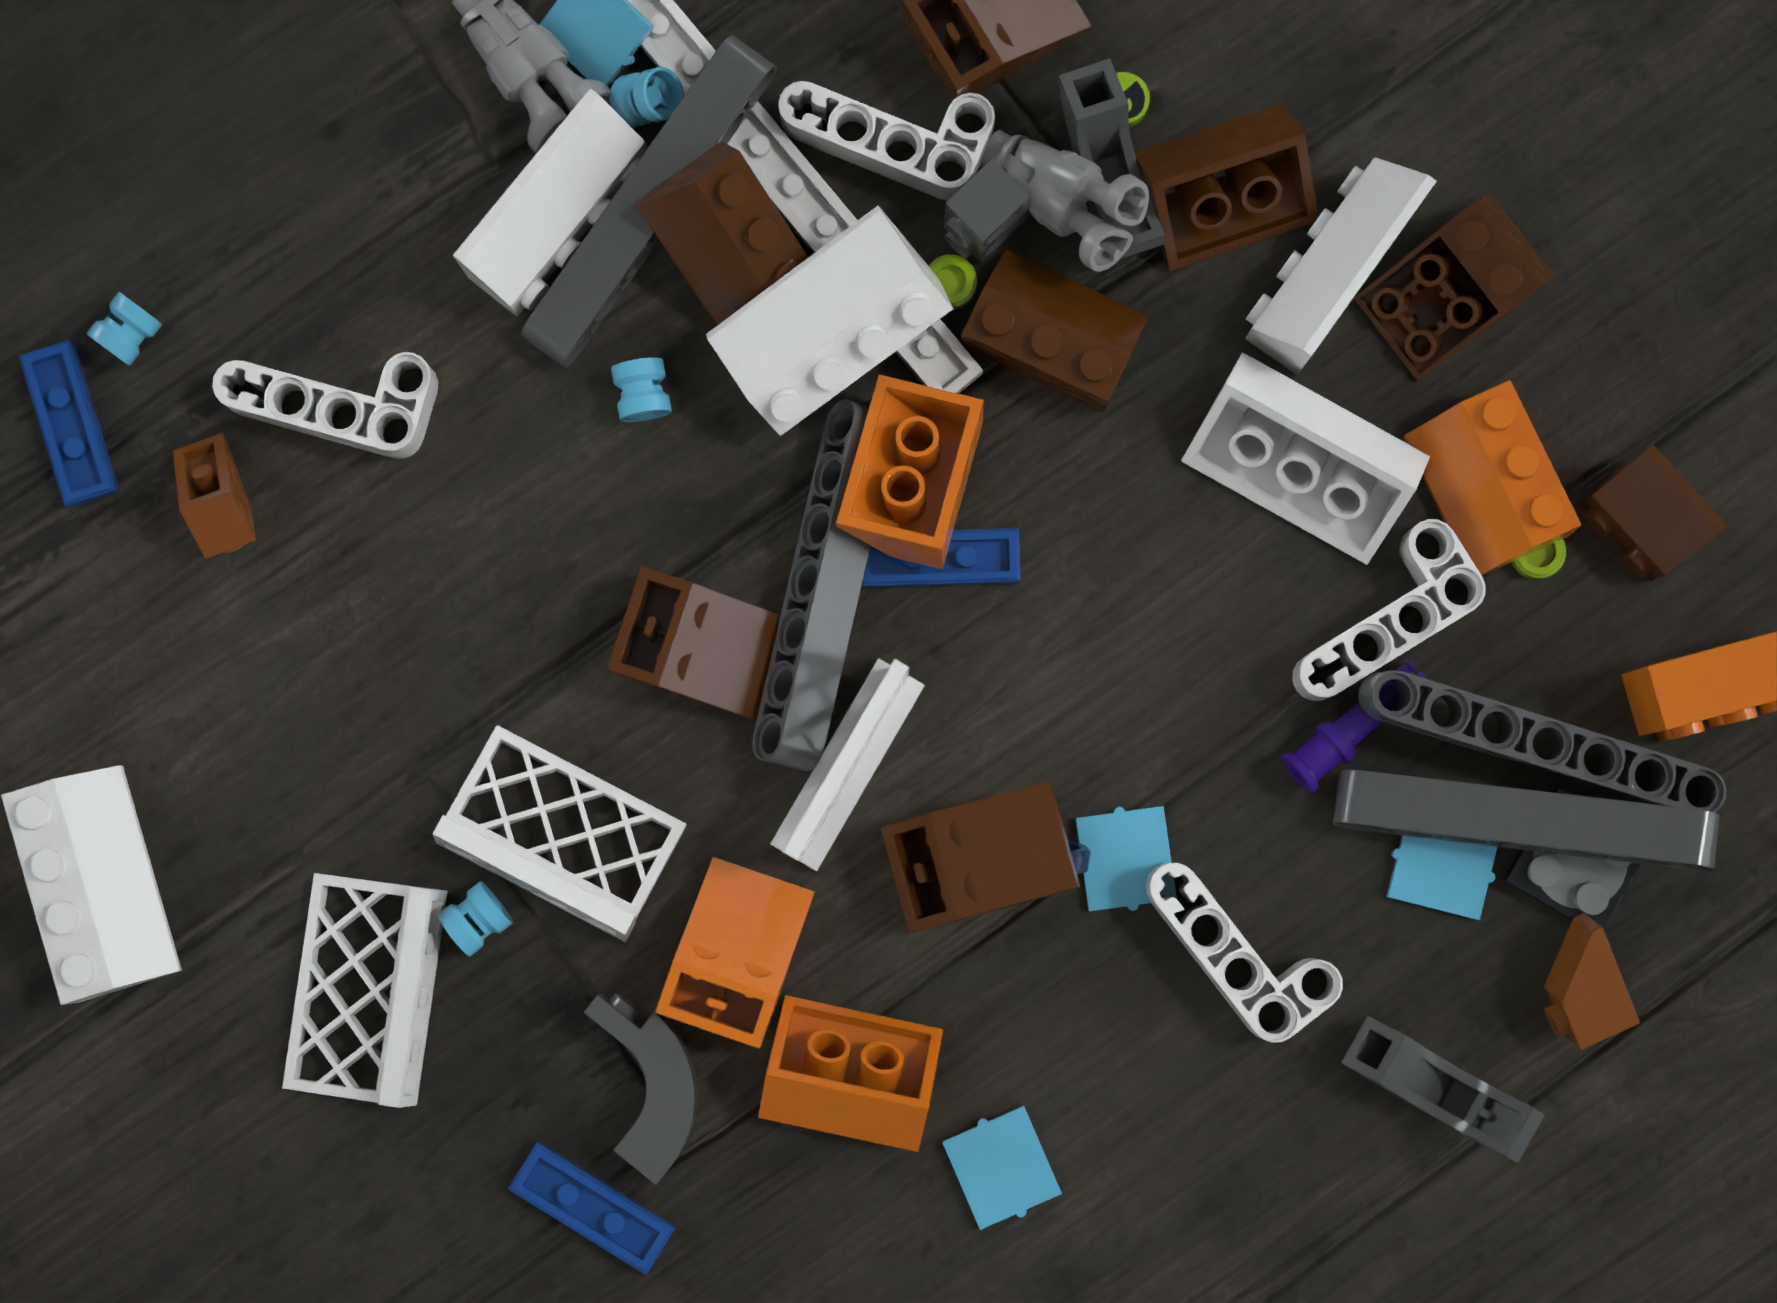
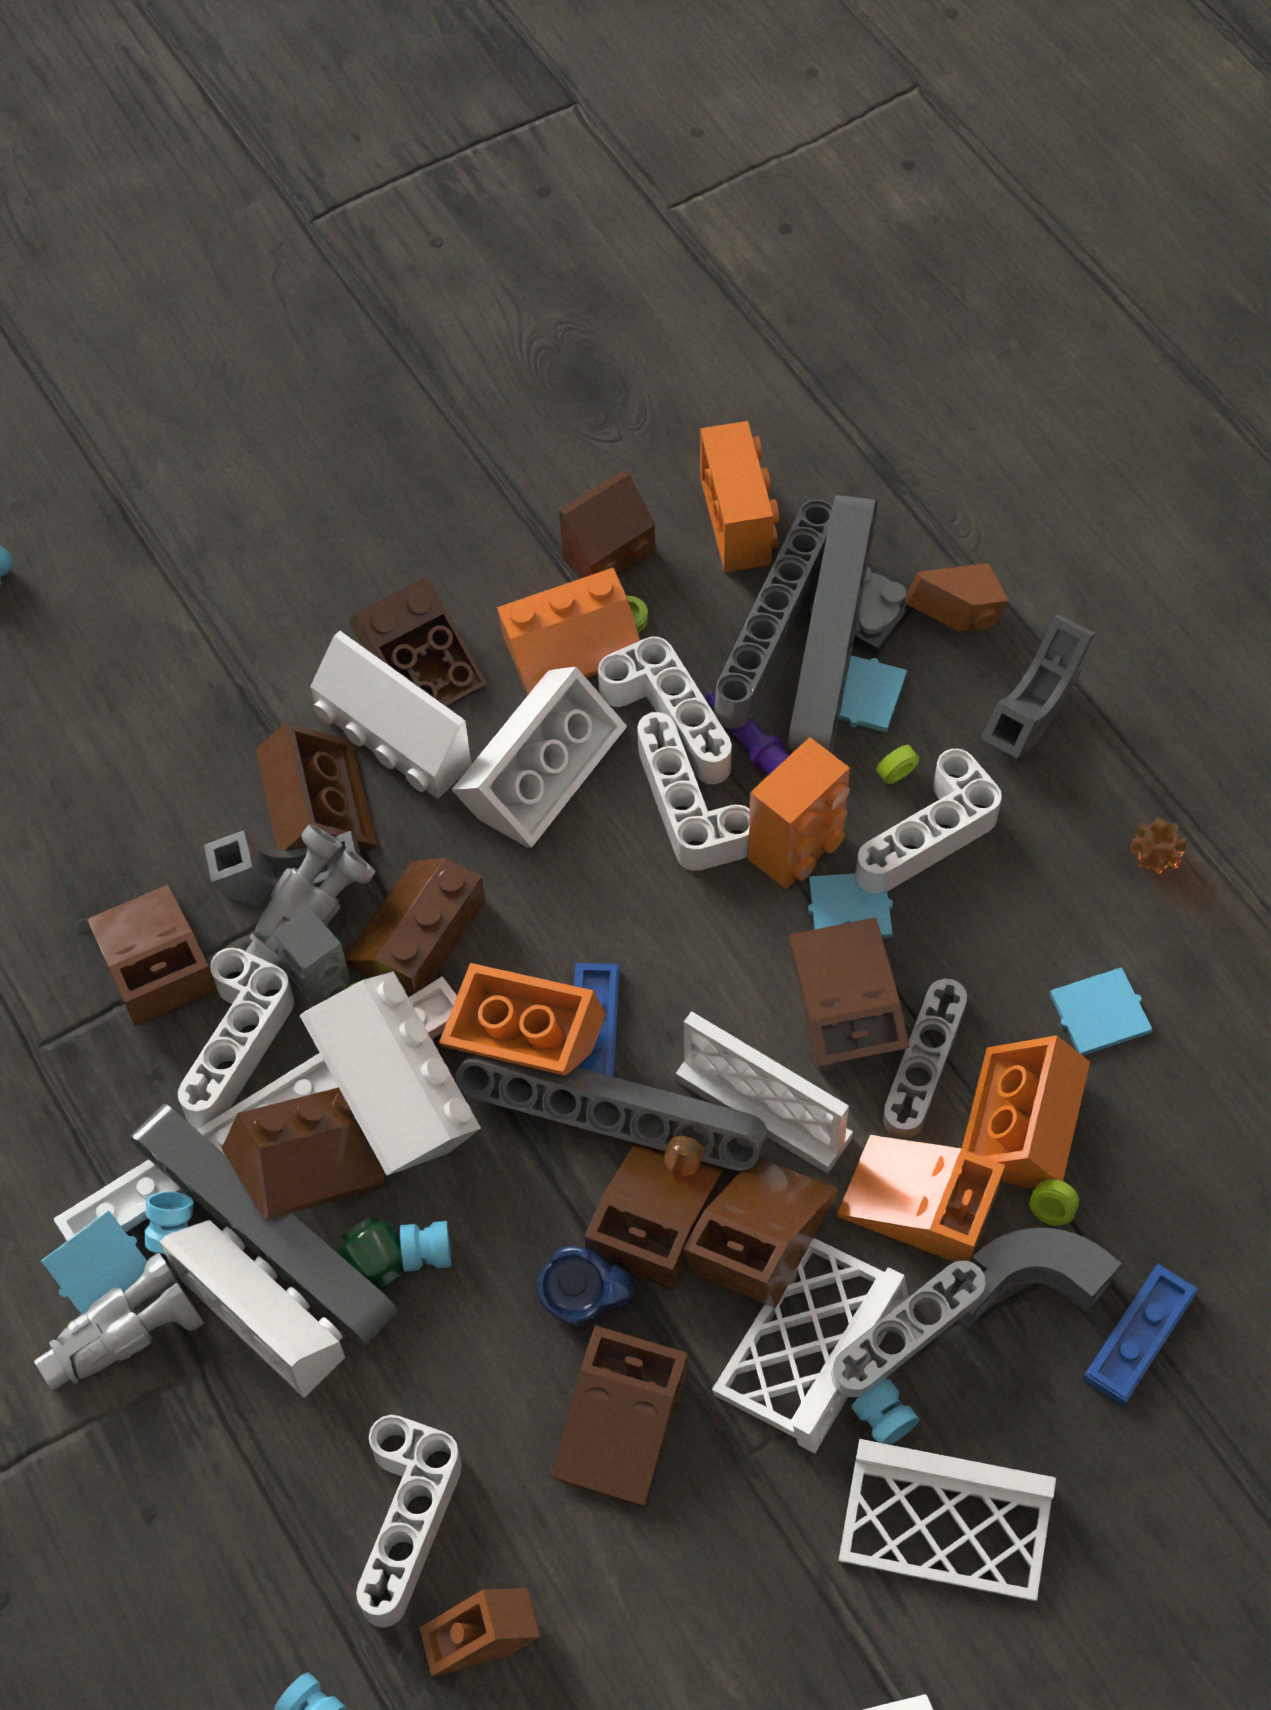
camera: 85 degrees left, 25 degrees down
(452, 625) = (620, 1416): none -> reddish brown slope
(560, 935) = (904, 1323): none -> light grey beam
(597, 574) = (582, 1286): none -> dark blue hair
(627, 330) = (373, 1251): none -> dark green head
(681, 769) = (759, 1231): none -> reddish brown slope
(738, 1108) = (1054, 1202): none -> lime tile
(758, 674) = (687, 1147): none -> clear orange hinge
(919, 963) = (924, 1057): none -> light grey beam
(1217, 786) = (798, 813): none -> orange brick
(1229, 1258) = (1158, 845): none -> clear orange gear
(1269, 642) = (682, 790): none -> white beam
(1326, 911) = (897, 764): none -> lime tile

